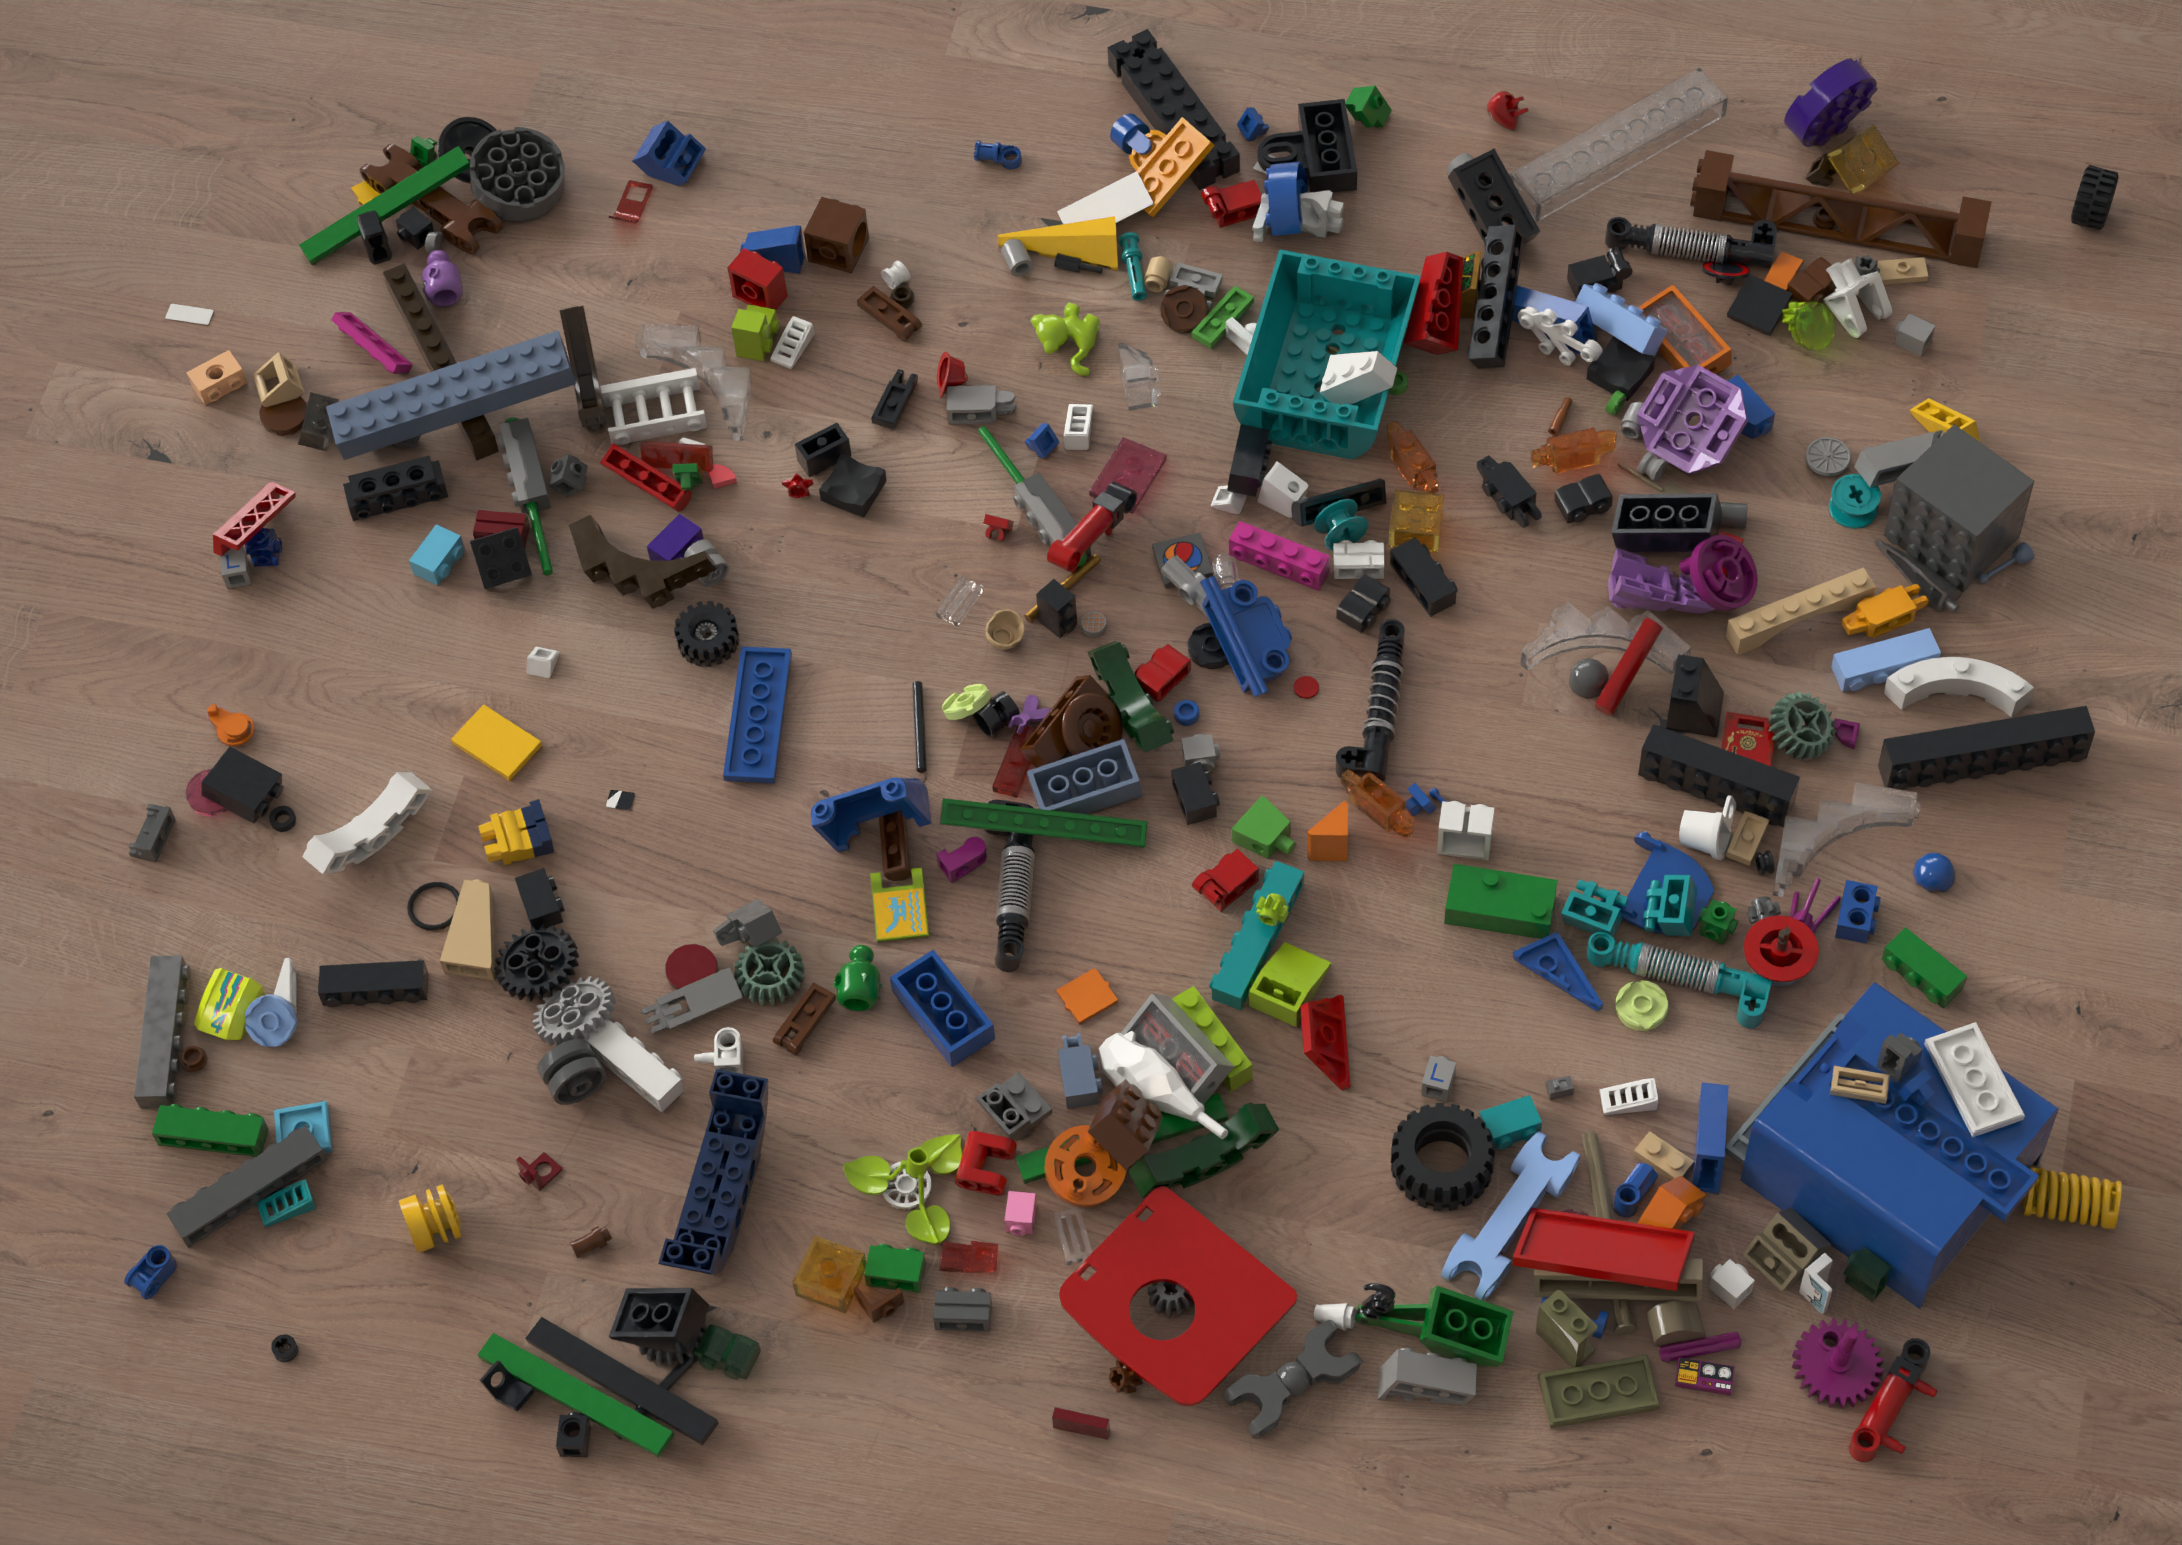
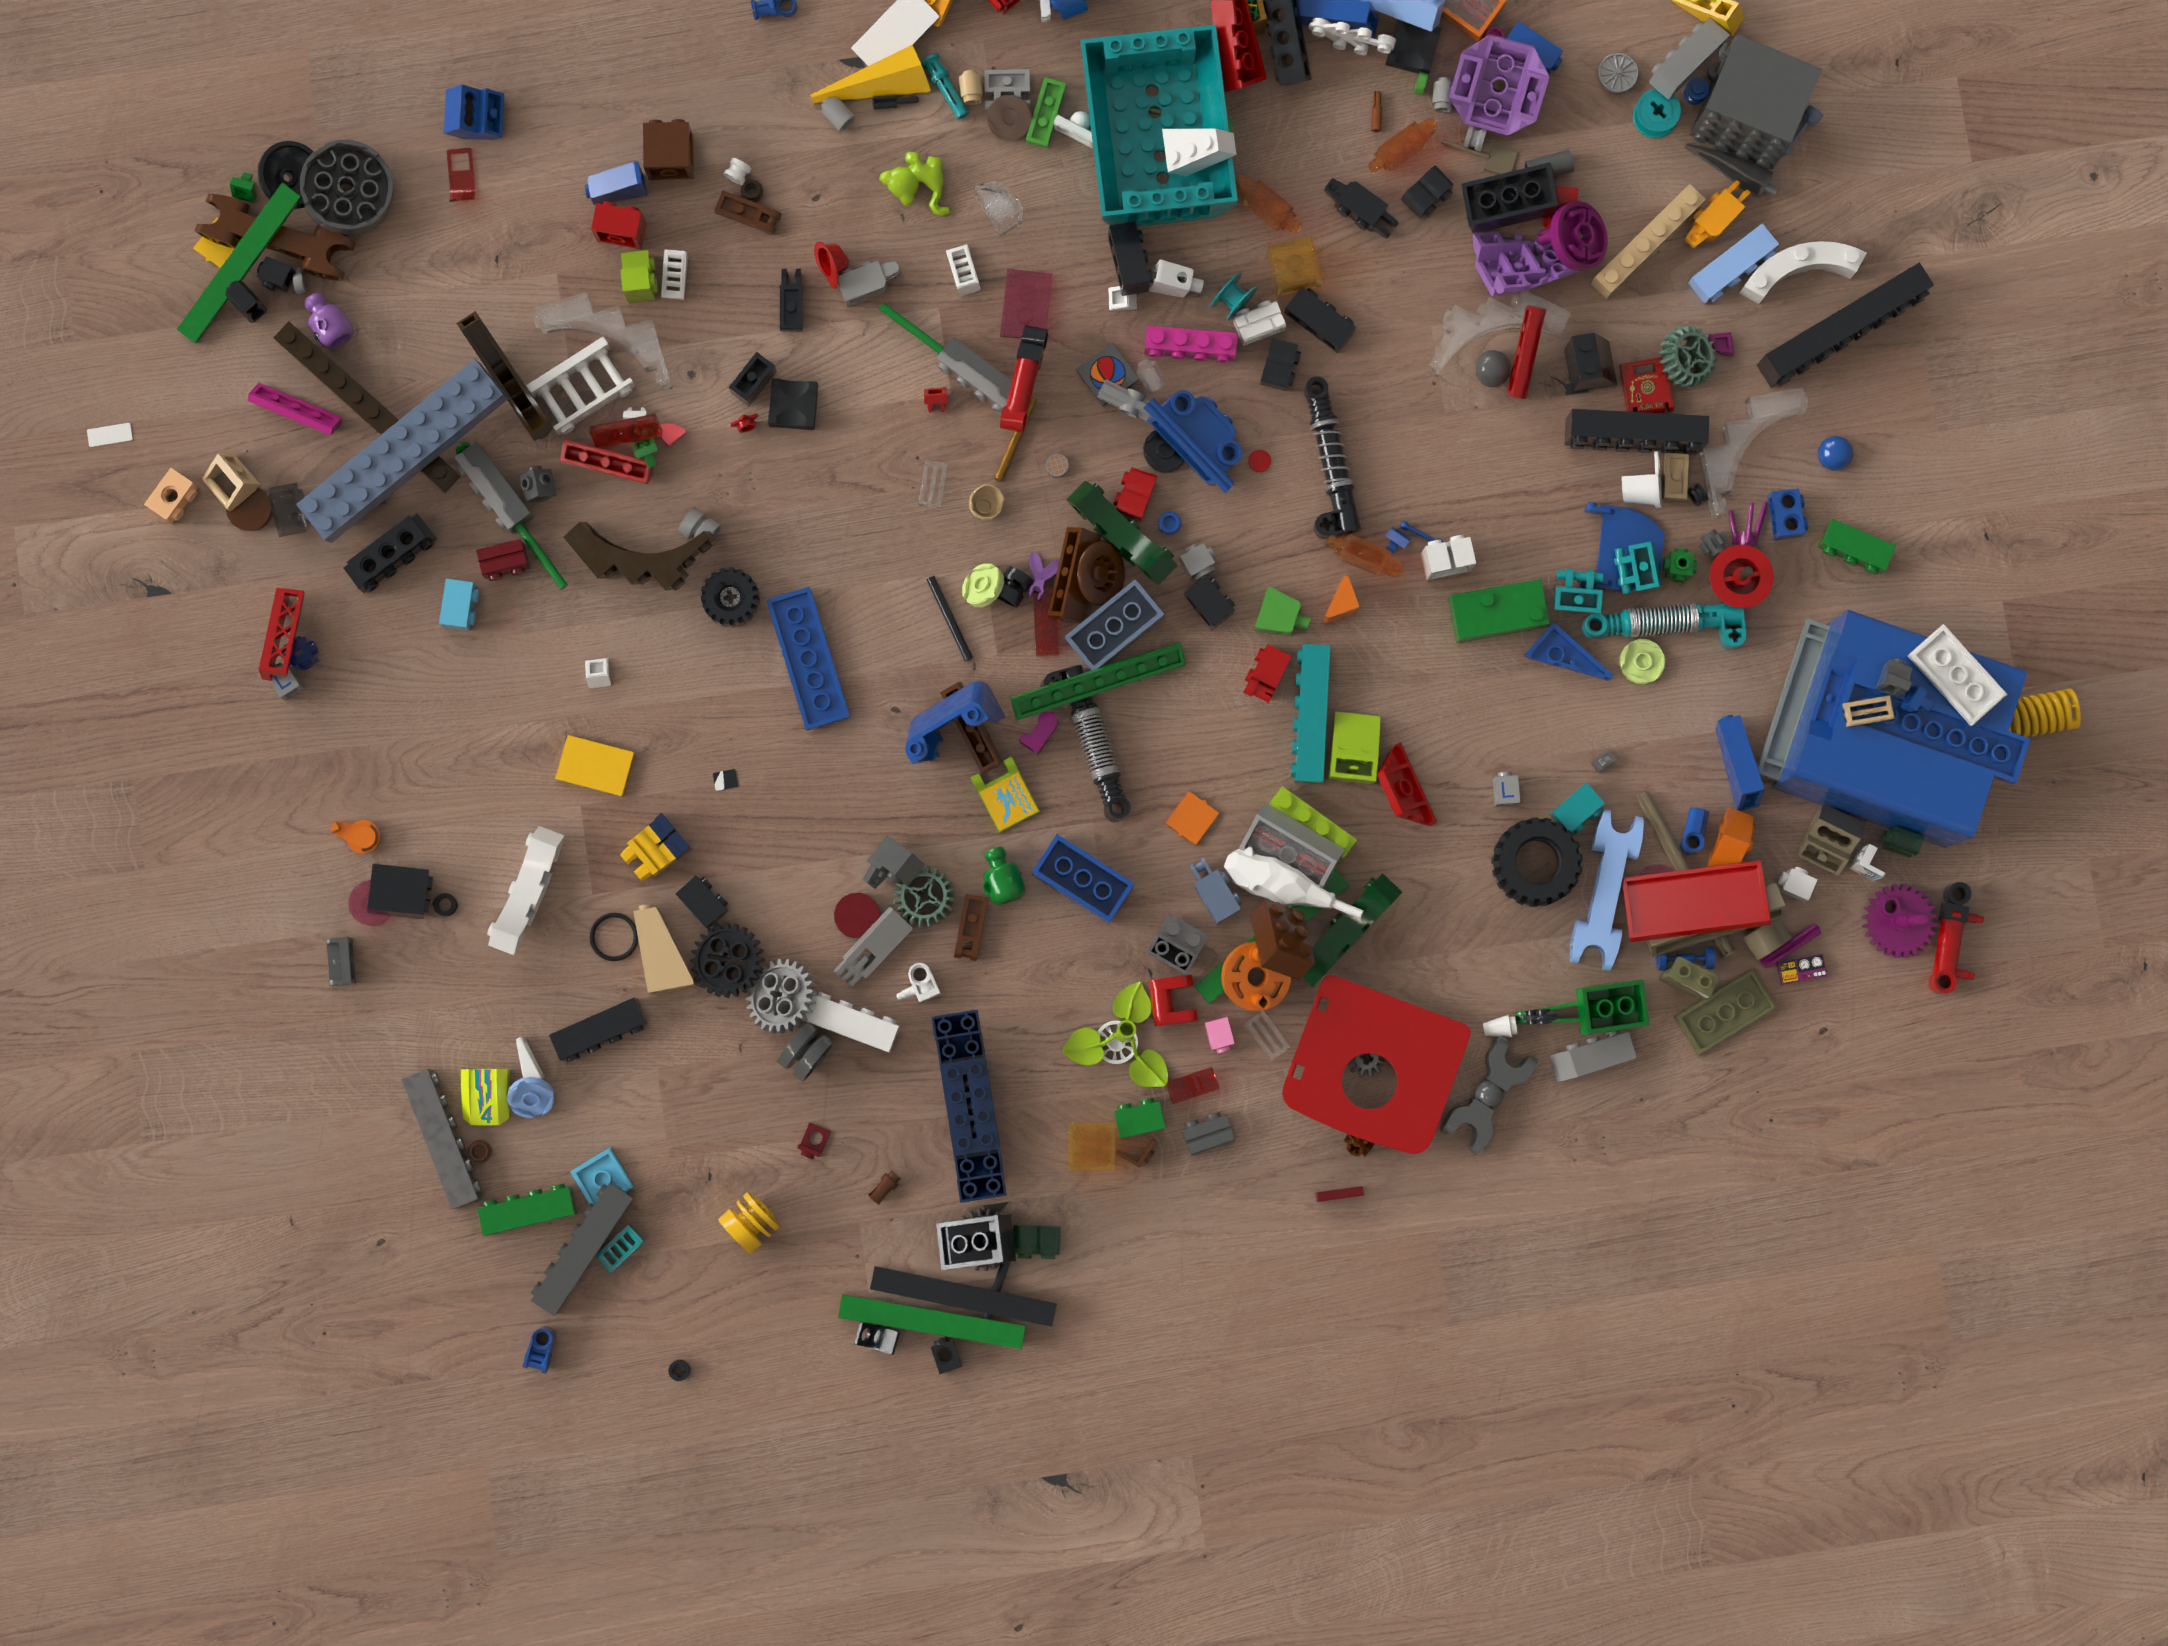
camera: 30 degrees left, 25 degrees up
(501, 558) = (518, 591): black brick -> none
(674, 540) = (664, 518): dark purple brick -> none
(1042, 440) = (939, 299): blue tile -> none
(1057, 608) = (1025, 468): black brick -> none
(1272, 909) = (1321, 695): lime gear -> none
(1365, 495) = (1236, 261): black brick -> none
(1628, 1089) = (1677, 737): white slope -> none
(1663, 1157) = (1706, 792): tan plate -> none

